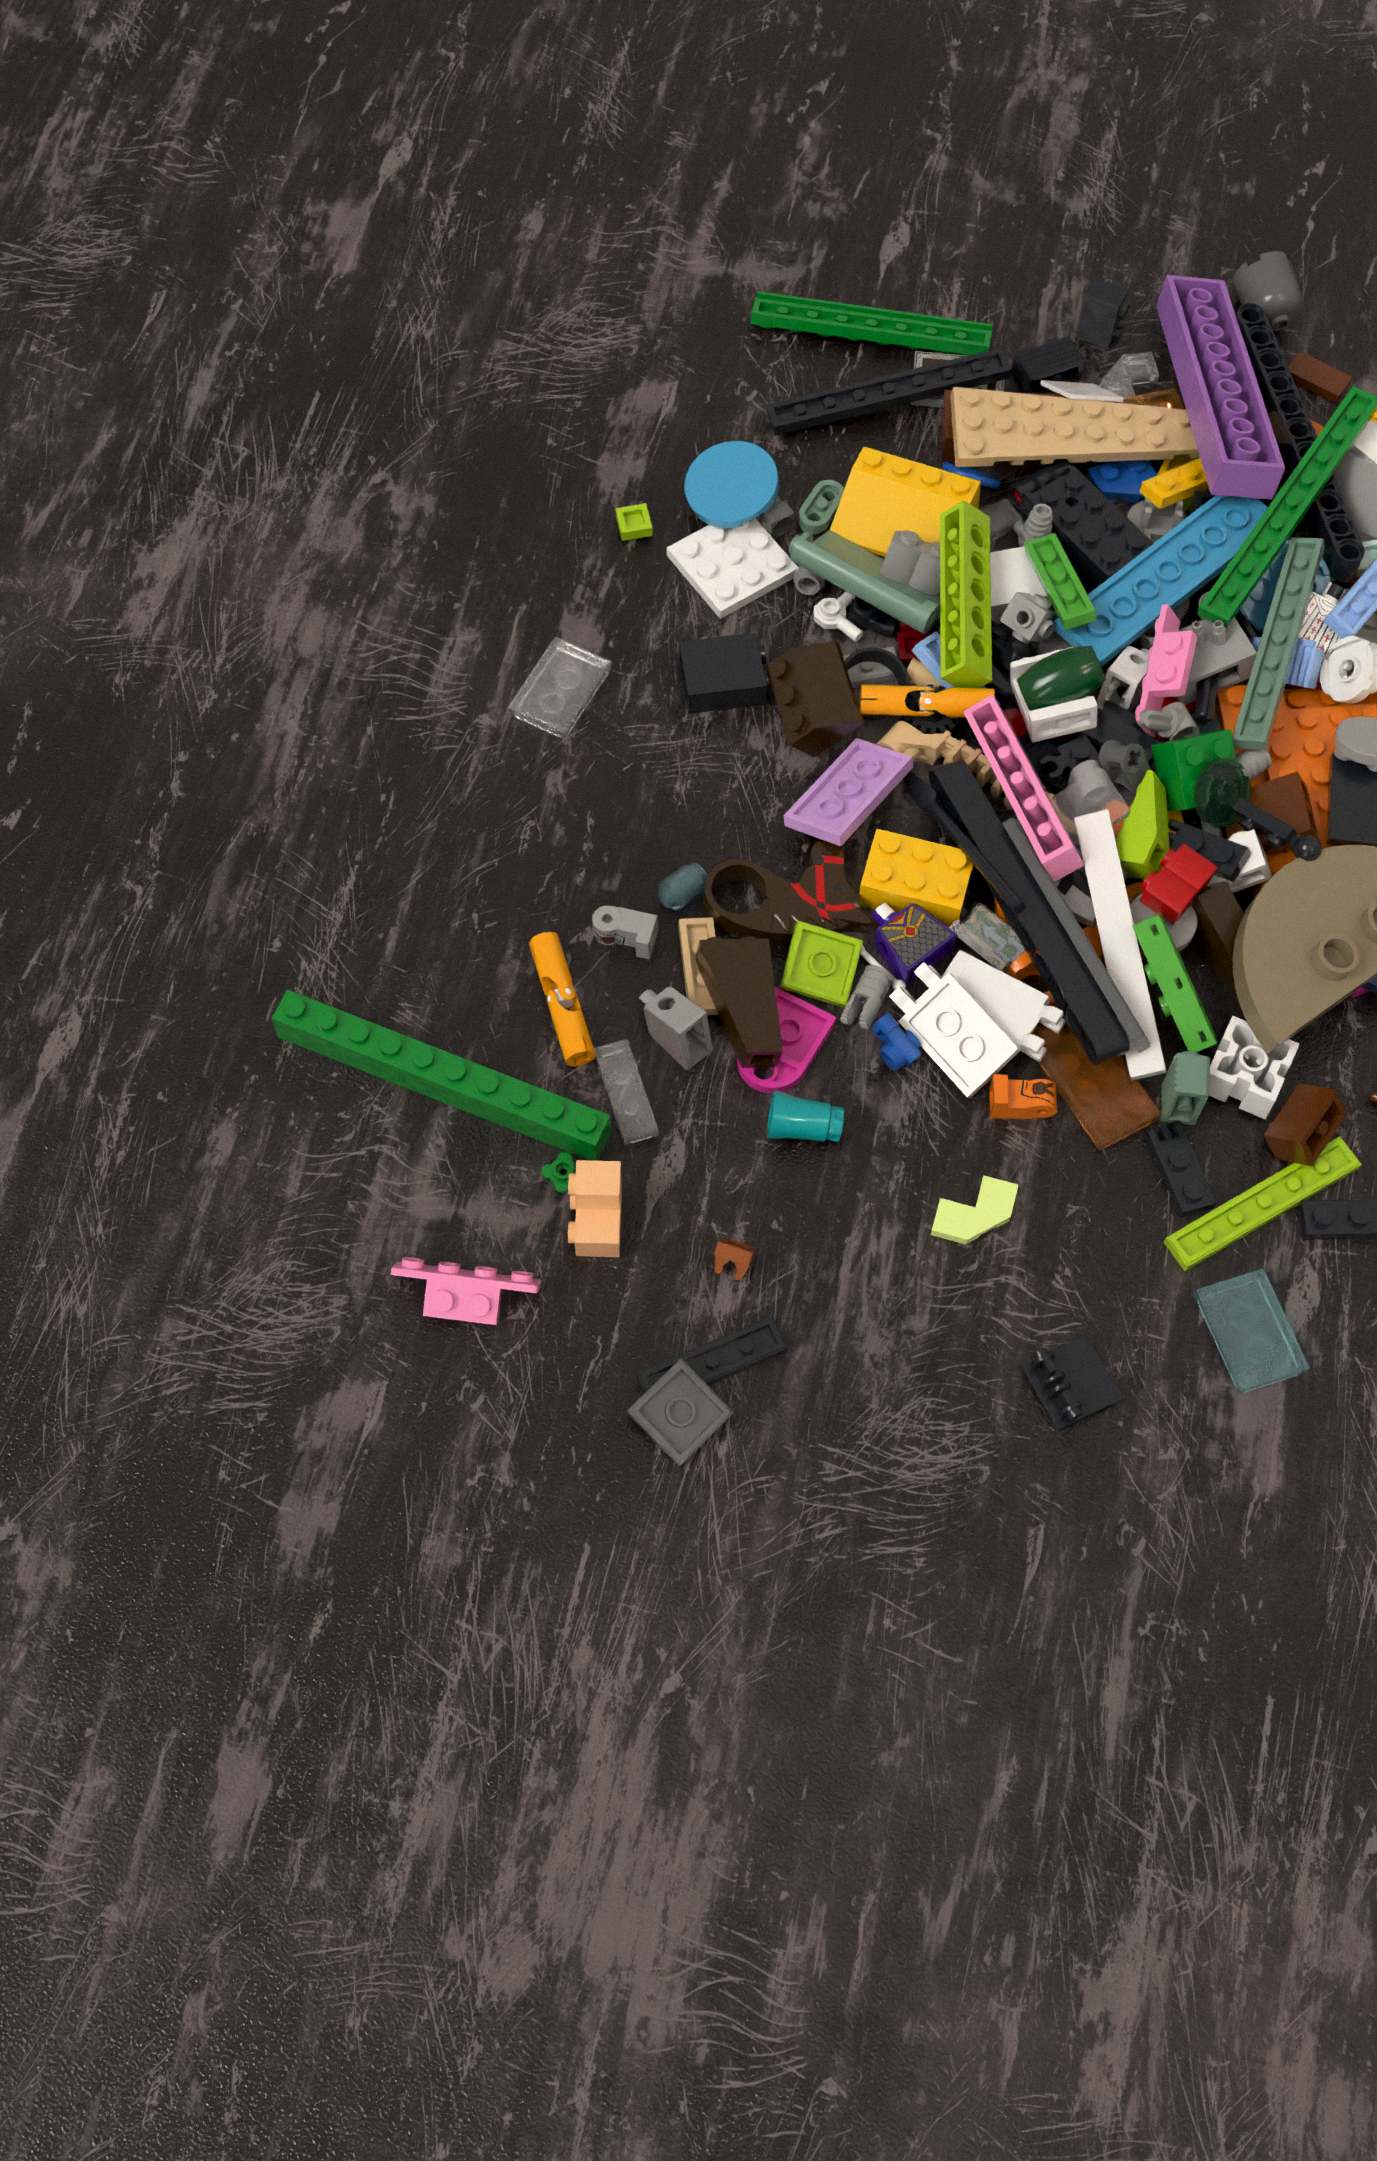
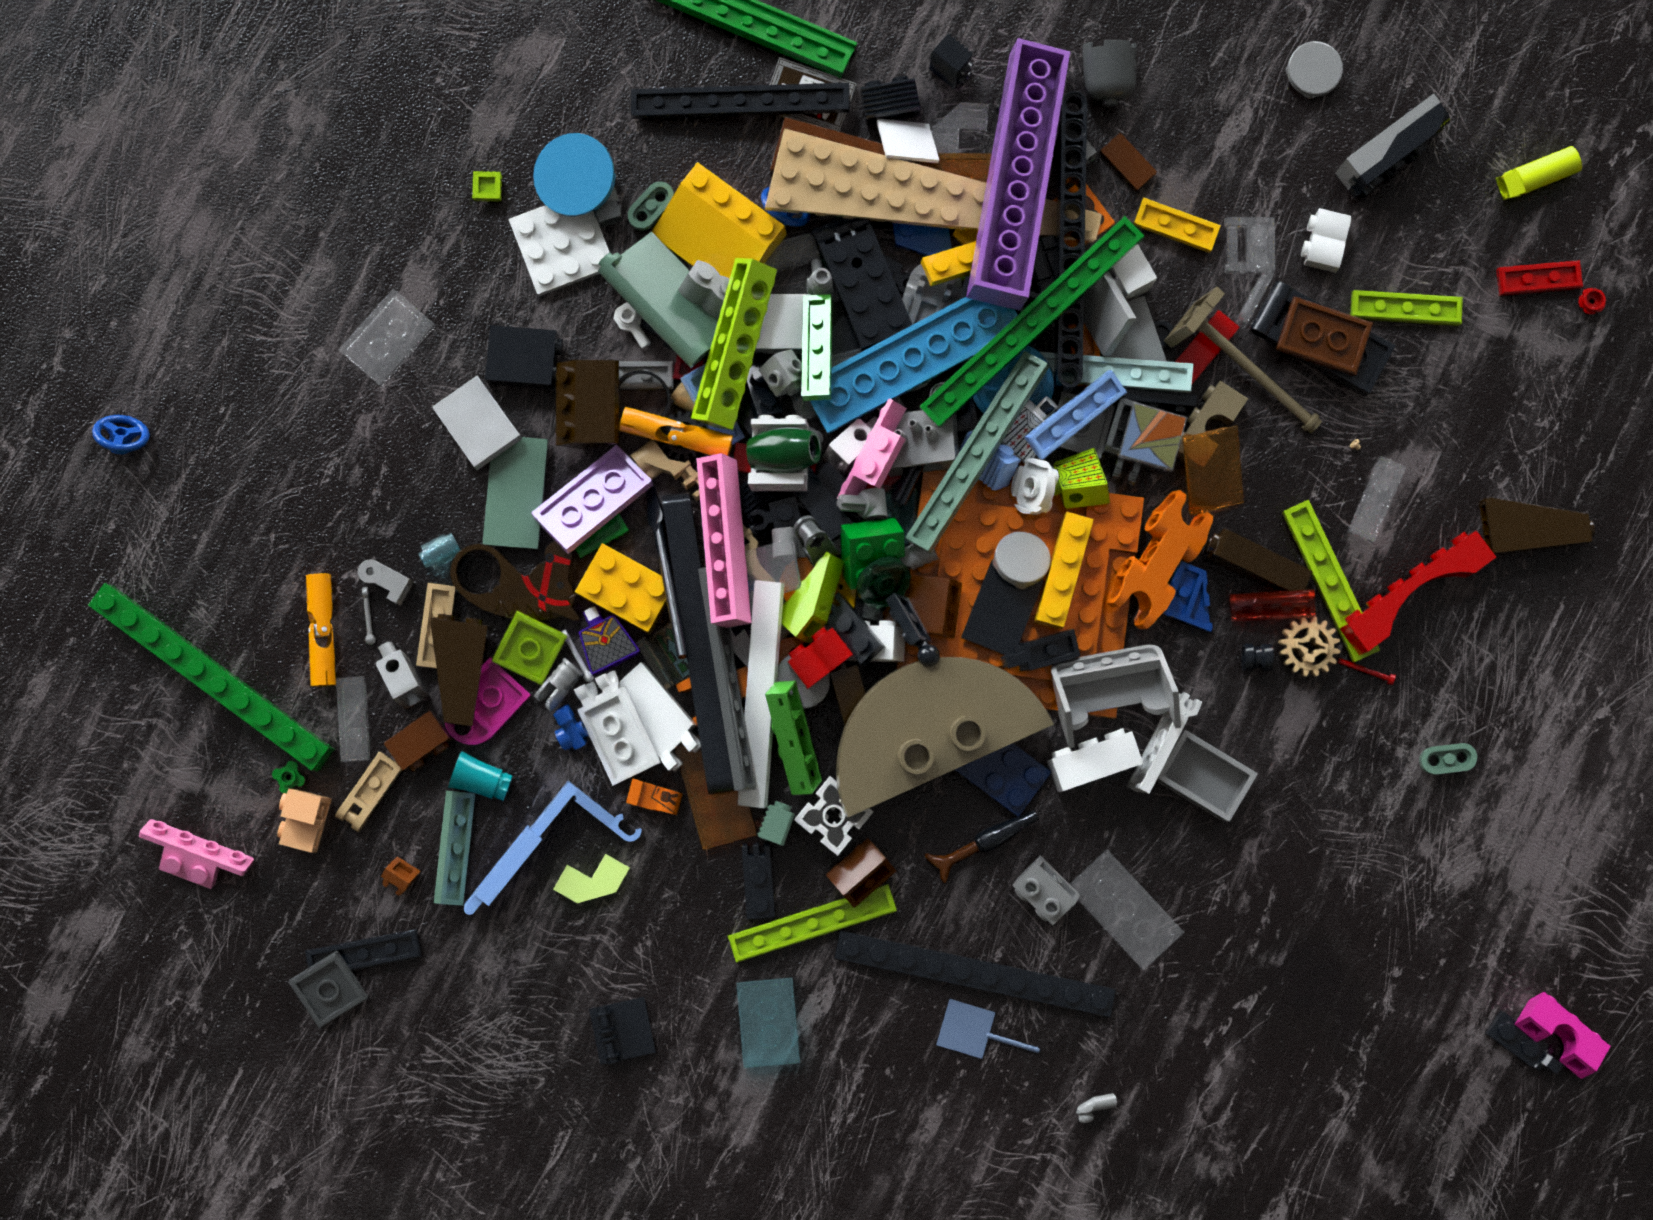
camera: 10 degrees right, 20 degrees up
(271, 839) = (120, 437): none -> blue piece
(622, 999) = (370, 638): none -> light grey hinge
(669, 1165) = (369, 790): none -> tan plate
(690, 744) = (477, 423): none -> tile
(717, 1092) = (418, 742): none -> reddish brown brick
(753, 806) = (513, 493): none -> sand green tile
(794, 1208) = (454, 848): none -> sand green plate
(863, 837) = (606, 534): none -> green plate
(891, 1166) = (531, 837): none -> light blue hinge

